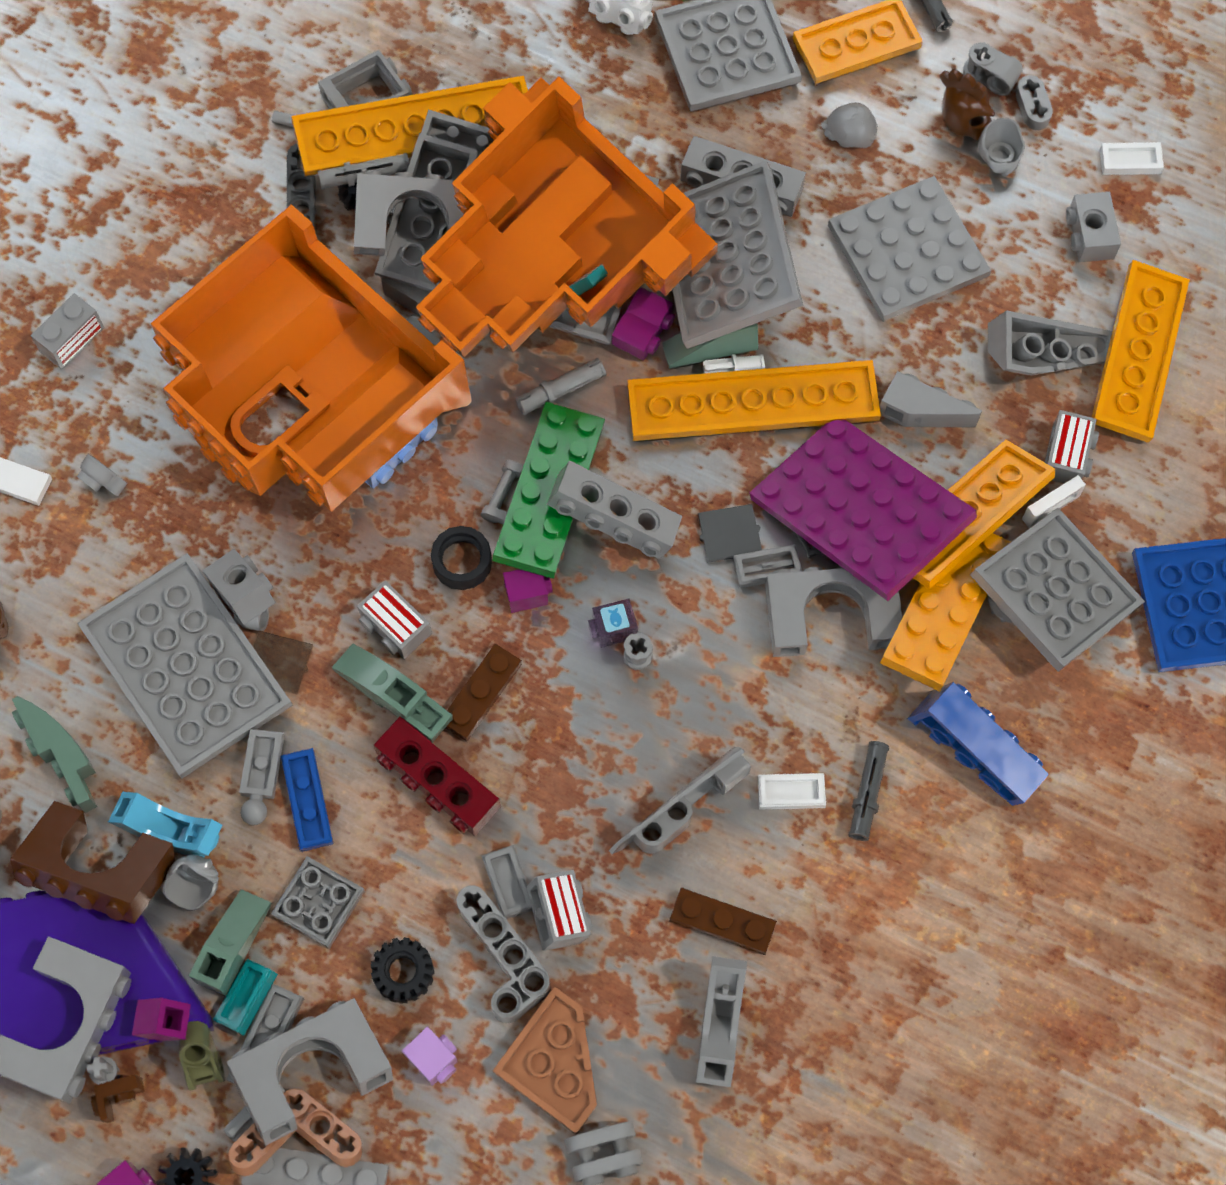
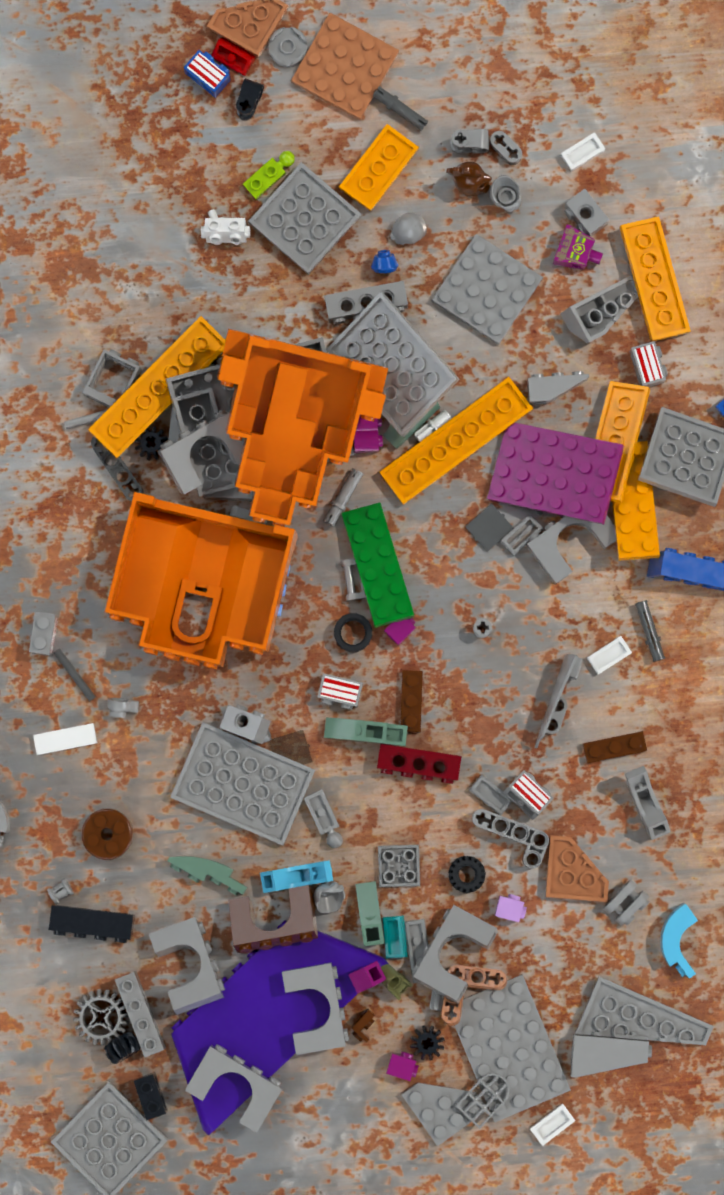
camera: 25 degrees left, 15 degrees up
(71, 405) = (74, 675): none -> dark grey bar
(103, 1070) = (351, 1018): light grey axle -> none
(307, 800) = (357, 815): blue tile -> none
(328, 177) = (150, 436): light grey pin -> none
(589, 280) = (330, 436): teal tile -> none
(606, 496) = (451, 549): light grey brick -> none
(613, 622) = (459, 620): clear purple brick -> none
(795, 142) = (384, 262): none -> blue cone
(1054, 261) = (576, 250): none -> magenta torso
(1056, 499) = (656, 403): white tile -> none

